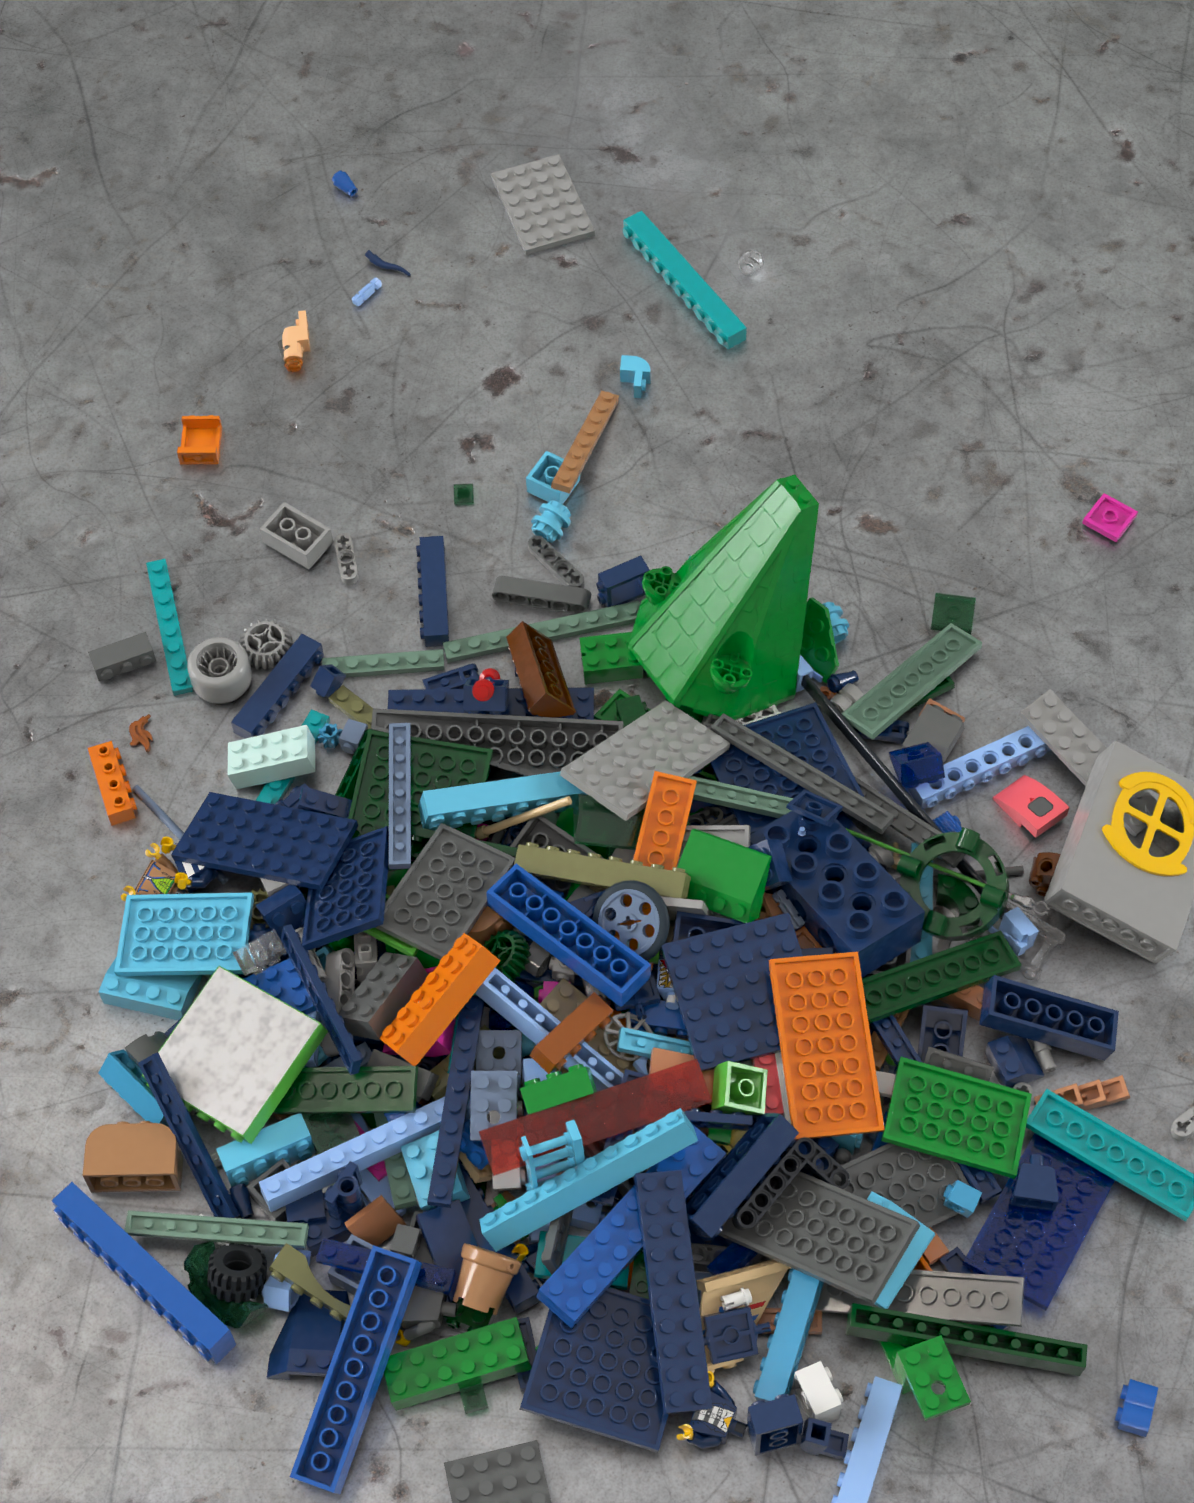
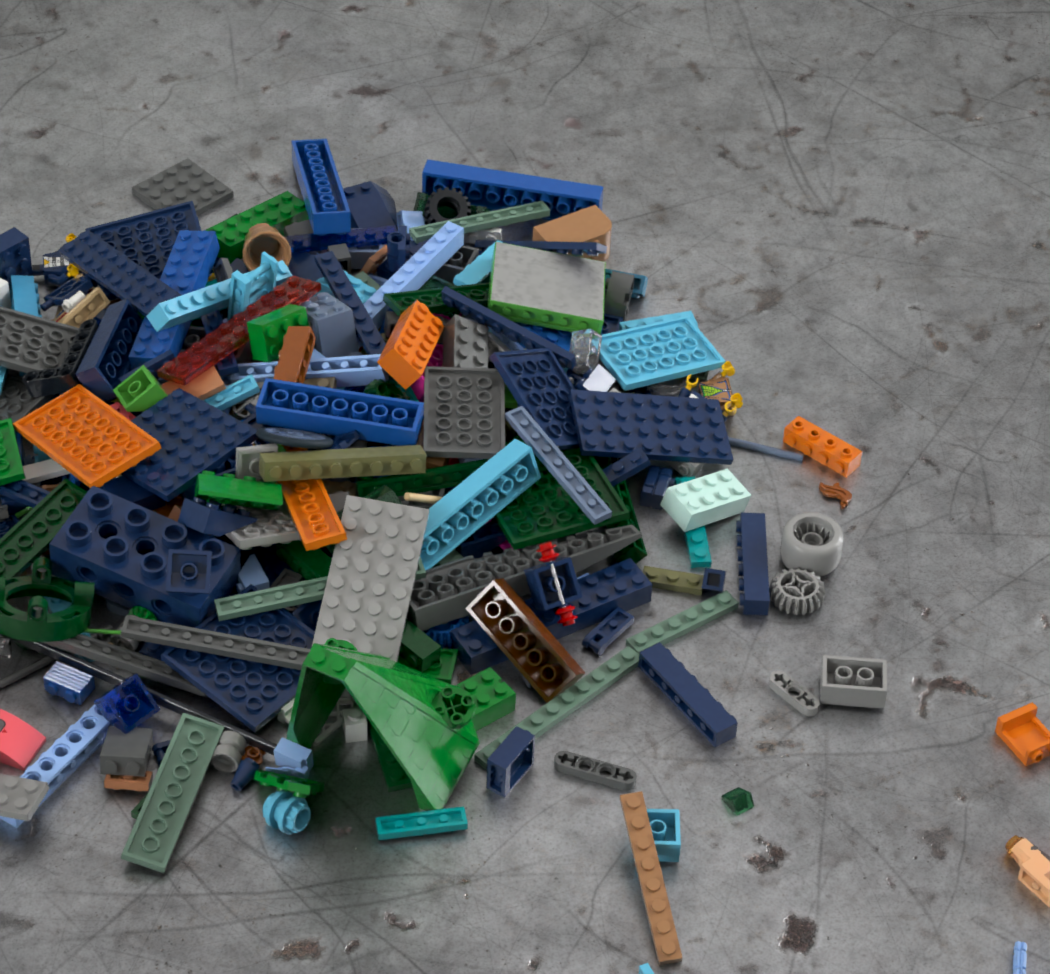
camera: 145 degrees right, 15 degrees down
(122, 656) = (908, 533): dark grey brick -> none
(169, 627) = (902, 581): teal plate -> none
(294, 1269) = (399, 213): olive arch -> none
(329, 735) = (676, 546): dark azure gear -> none
(352, 735) = (657, 553): sand blue brick -> none
(541, 595) = (585, 732): dark grey beam -> none
(550, 522) = (623, 784): medium azure piece -> none
(954, 610) = (168, 888): clear green tile -> none

